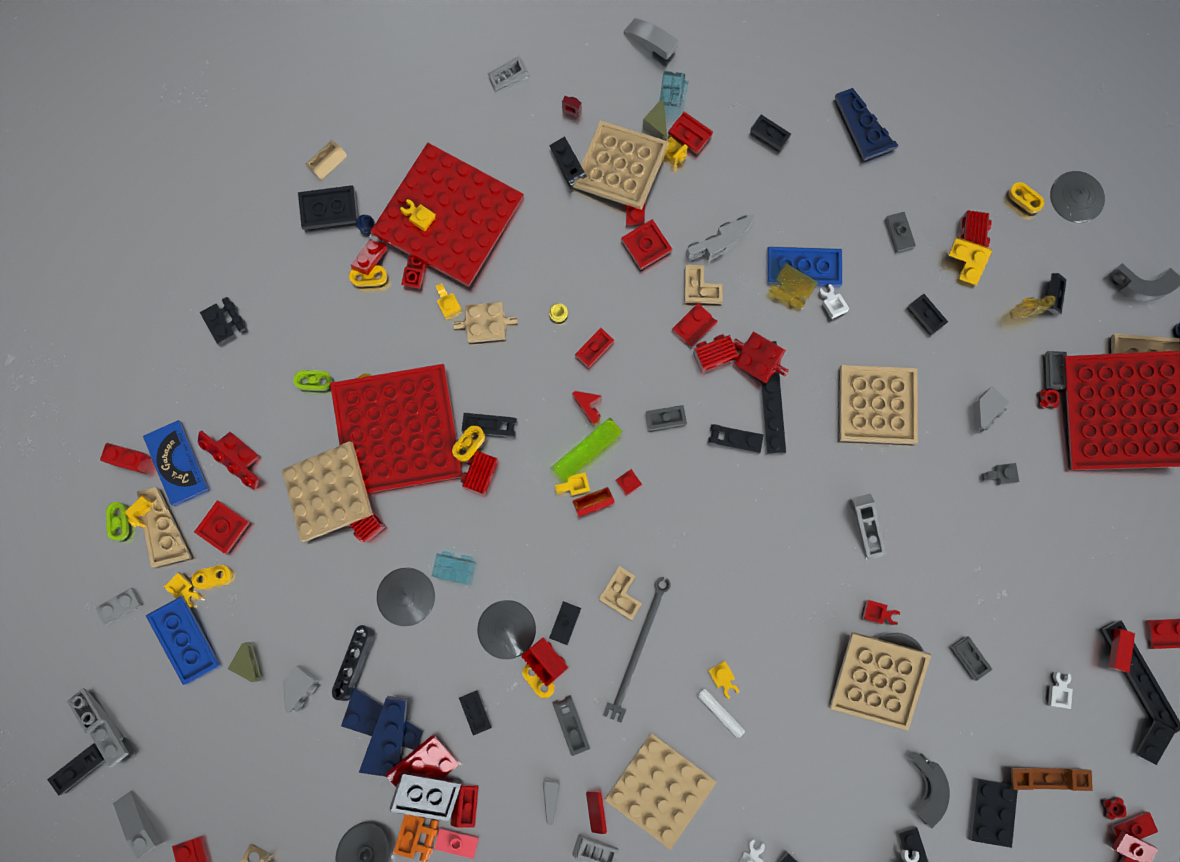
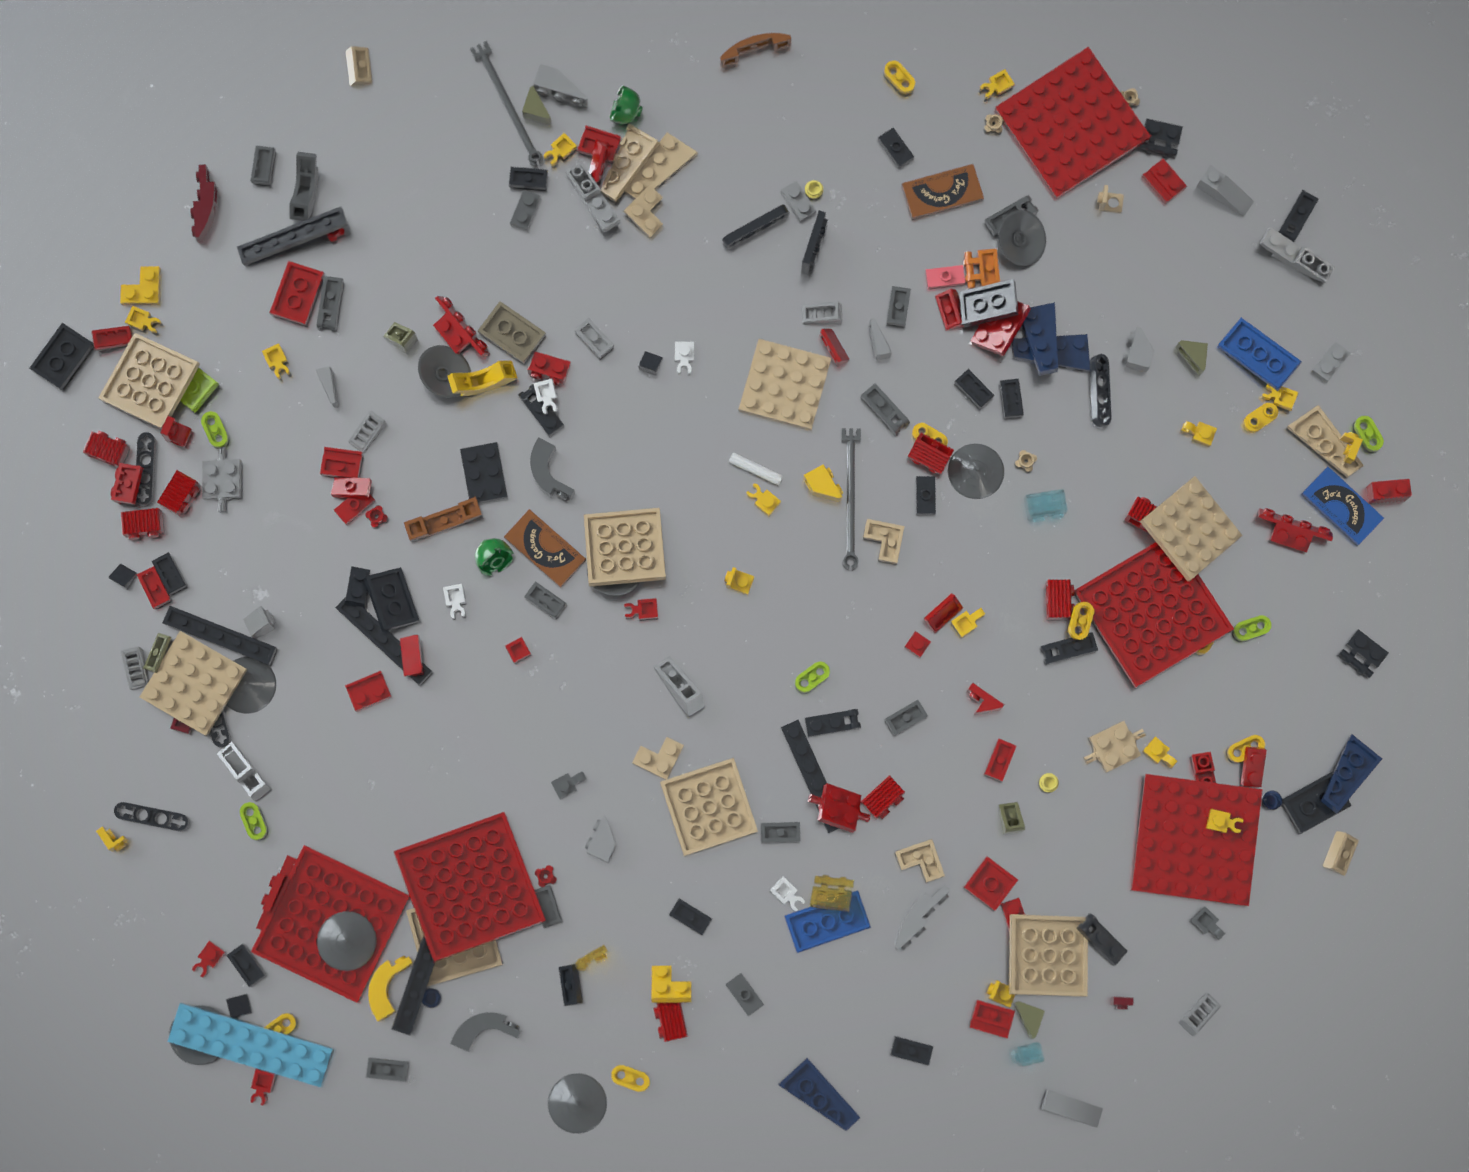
camera: 160 degrees right, 0 degrees up
(222, 527) = (1272, 463): red plate -> none
(274, 583) = (1201, 433): none -> yellow plate
(281, 221) = (1351, 771): none -> dark blue wing
(405, 596) = (1079, 466): dark grey hat -> none
(442, 688) = (1011, 398): none -> black plate
(454, 615) = (1026, 455): none -> tan plate
(469, 144) = (1206, 921): none -> dark grey plate
(516, 829) = (898, 306): none -> dark grey plate
(586, 449) = (970, 657): clear neon green panel -> none
(605, 291) = (1011, 818): none -> olive slope
(663, 672) = (821, 484): none -> yellow slope
(694, 325) = (912, 820): red plate -> none
(739, 488) = (812, 677): none -> lime plate
(776, 606) = (739, 581): none -> yellow bracket
(820, 357) = (780, 832): none -> dark grey plate
(909, 461) = (661, 763): none -> tan plate
(956, 712) = (545, 548): none -> dark orange tile
(1013, 618) = (518, 650): none -> red plate
(1013, 722) = (493, 555): none -> green cylinder
(1126, 715) = (391, 599): none -> black plate

